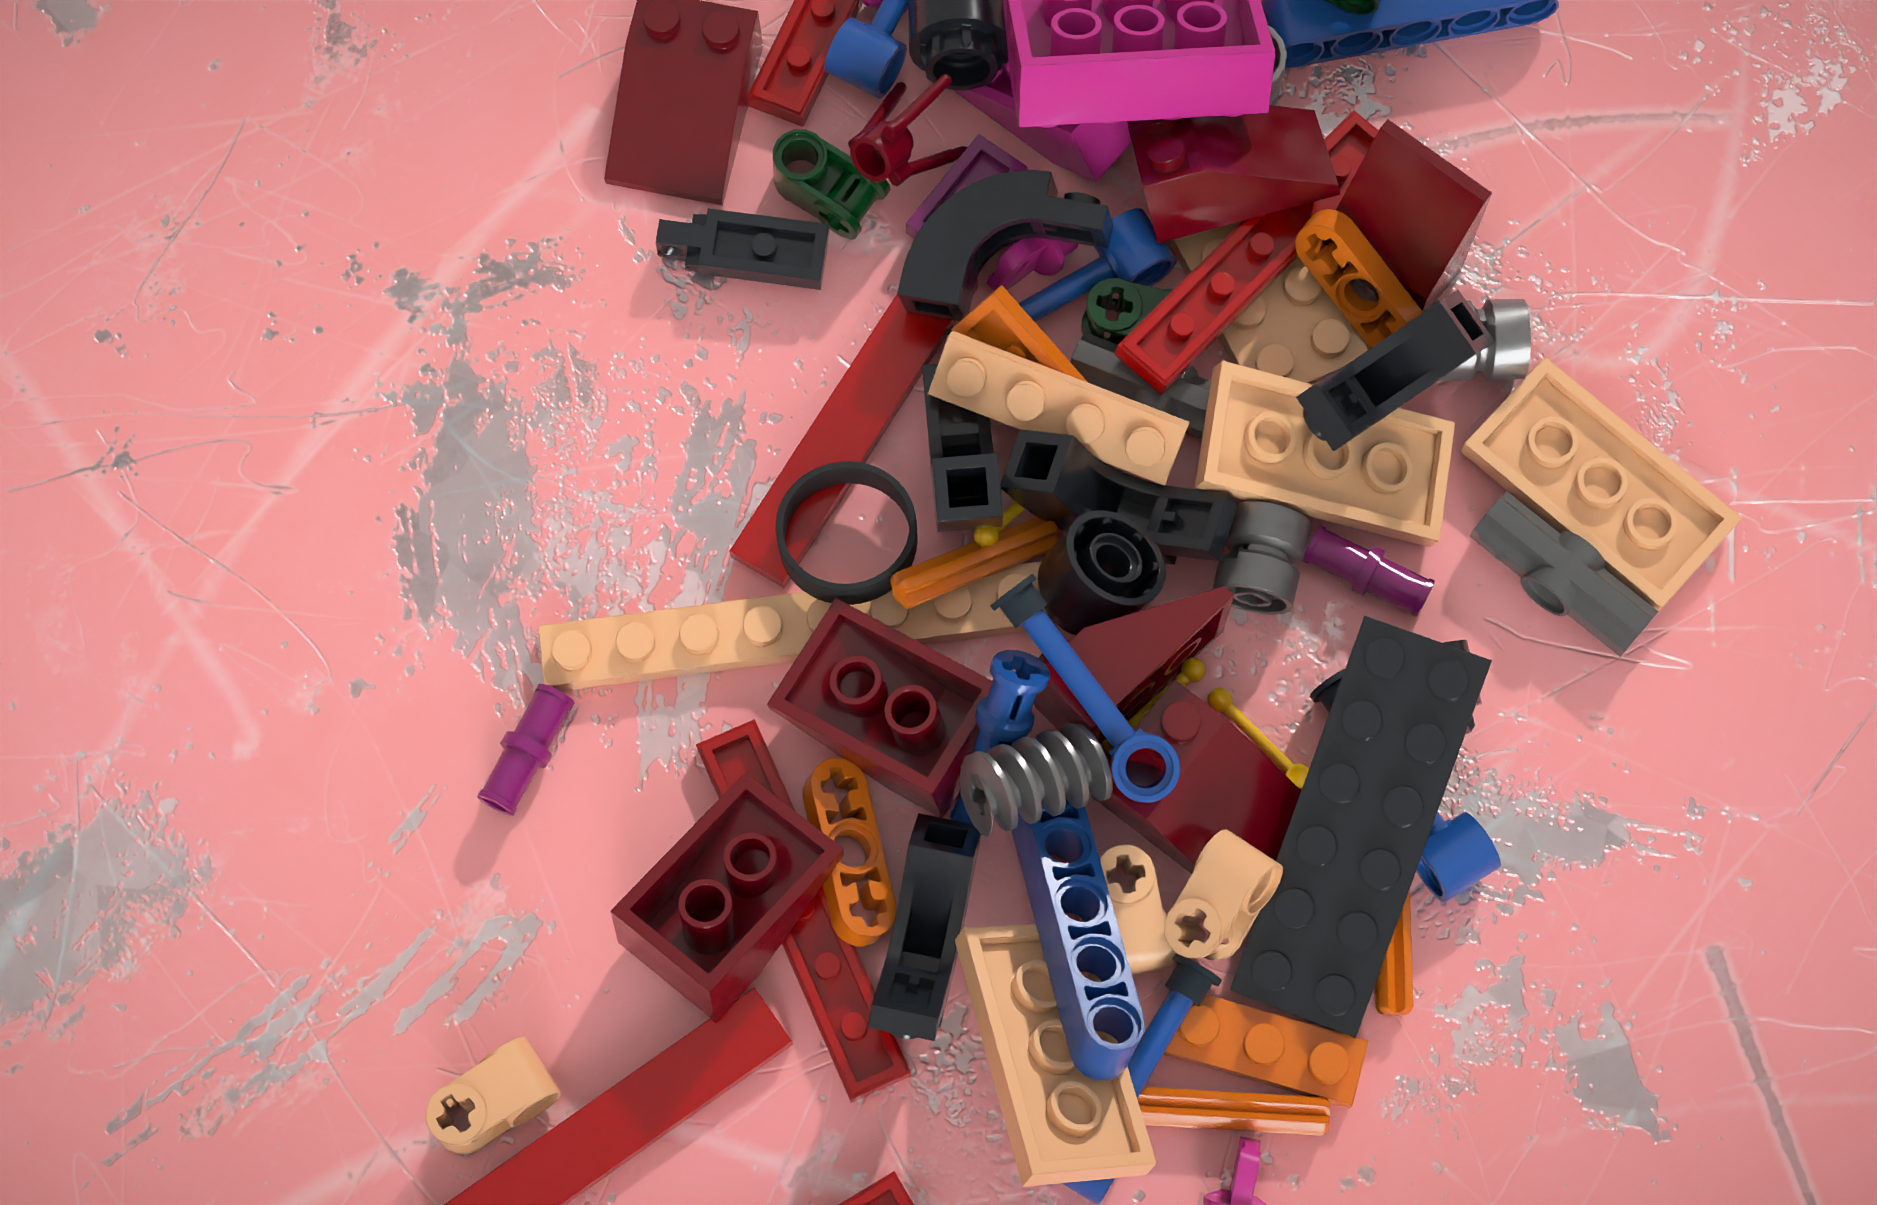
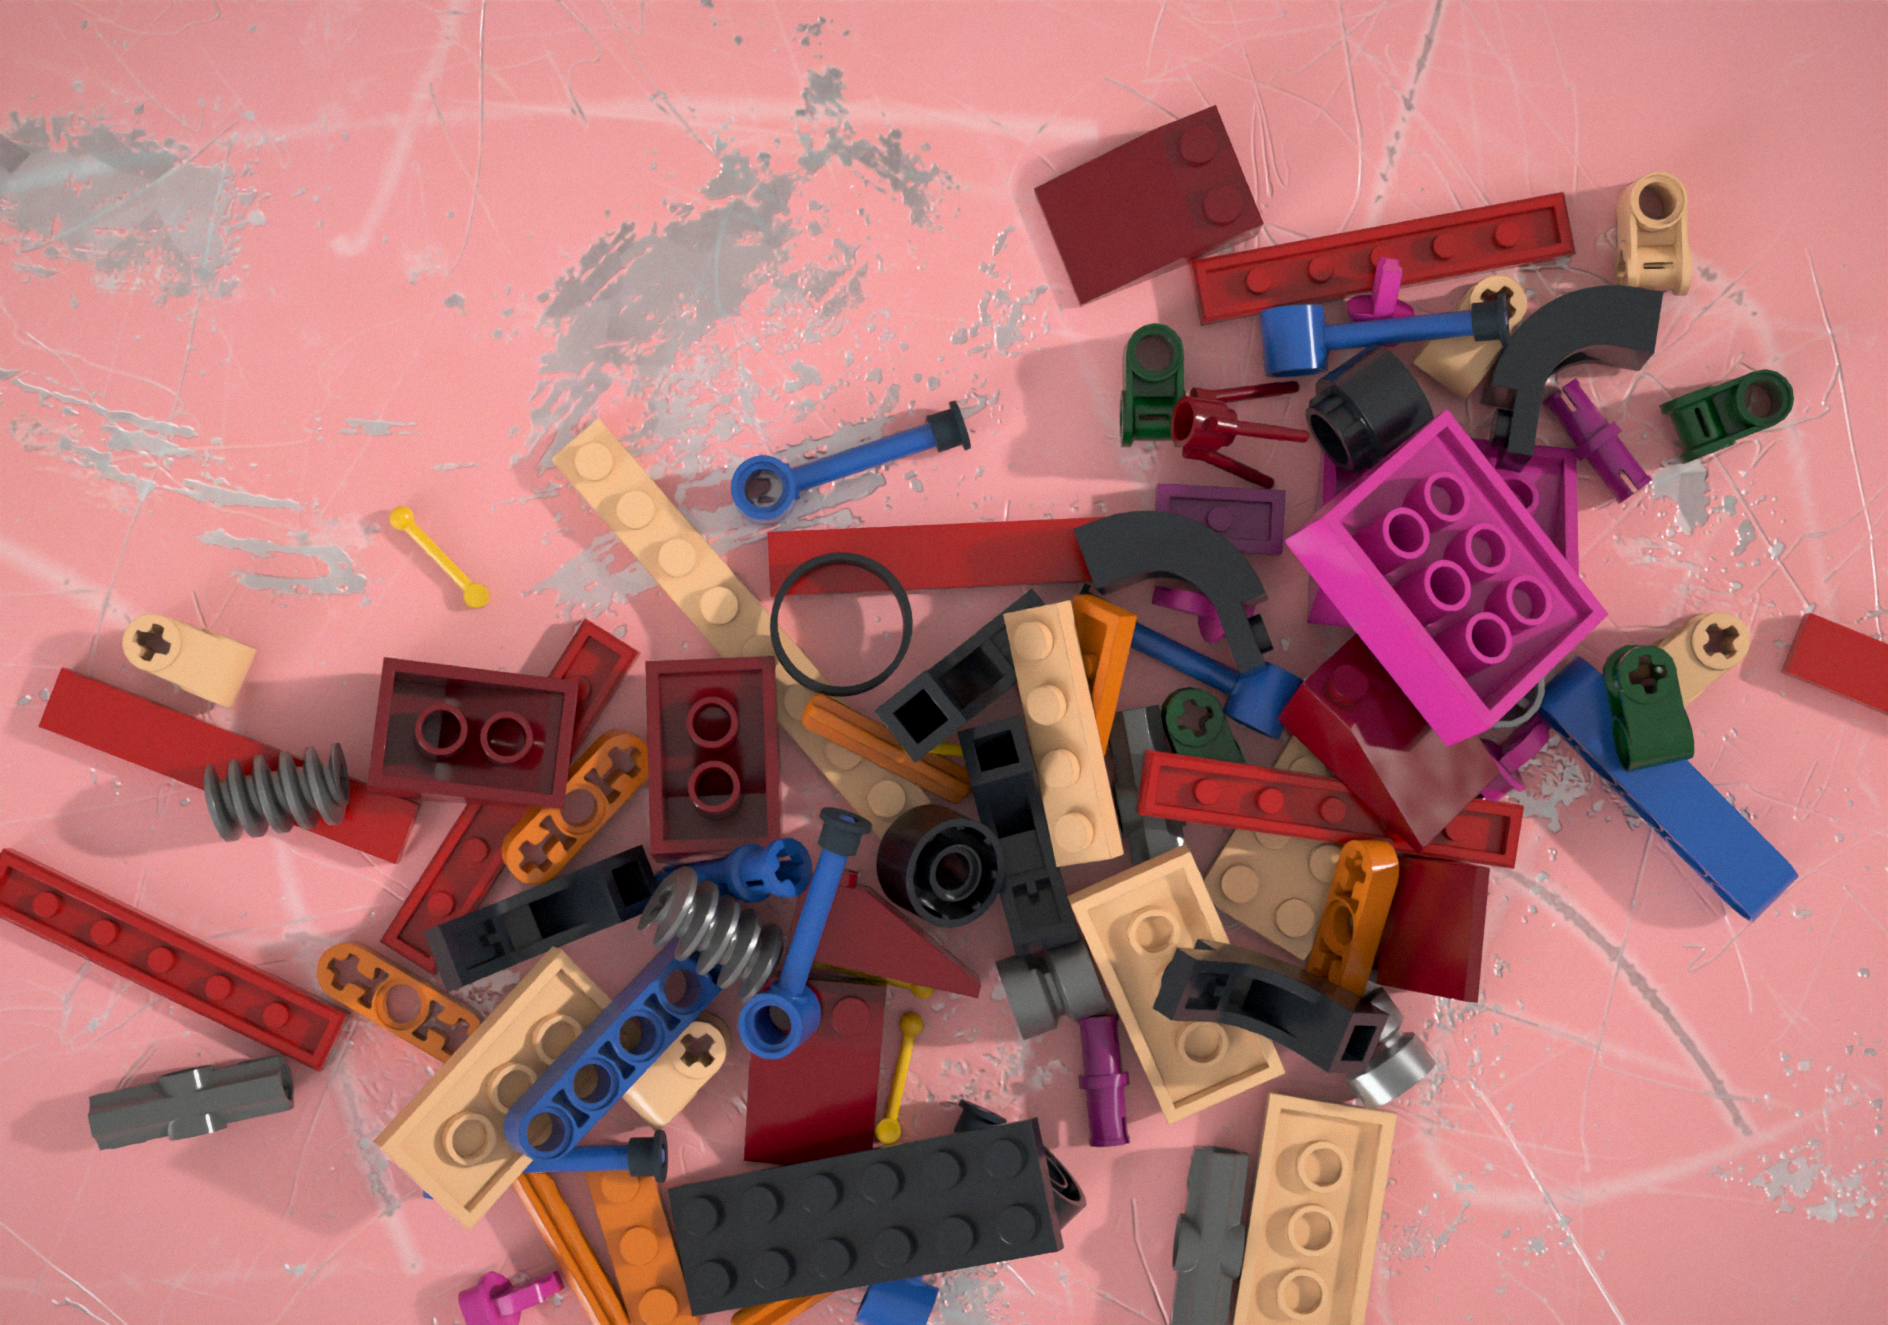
camera: 50 degrees right, 15 degrees up
(525, 749) = (488, 482): magenta pin -> none
(611, 827) = (475, 594): none -> yellow hinge
(662, 1085) = (278, 795): none -> flat silver piece
(744, 364) = (942, 431): none -> blue piece
(748, 247) = (1050, 361): black hinge -> none
(865, 1124) = (370, 966): none -> orange beam
(1227, 890) = (731, 1141): light nougat piece -> none
(1305, 93) = (1513, 753): none -> dark pink piece

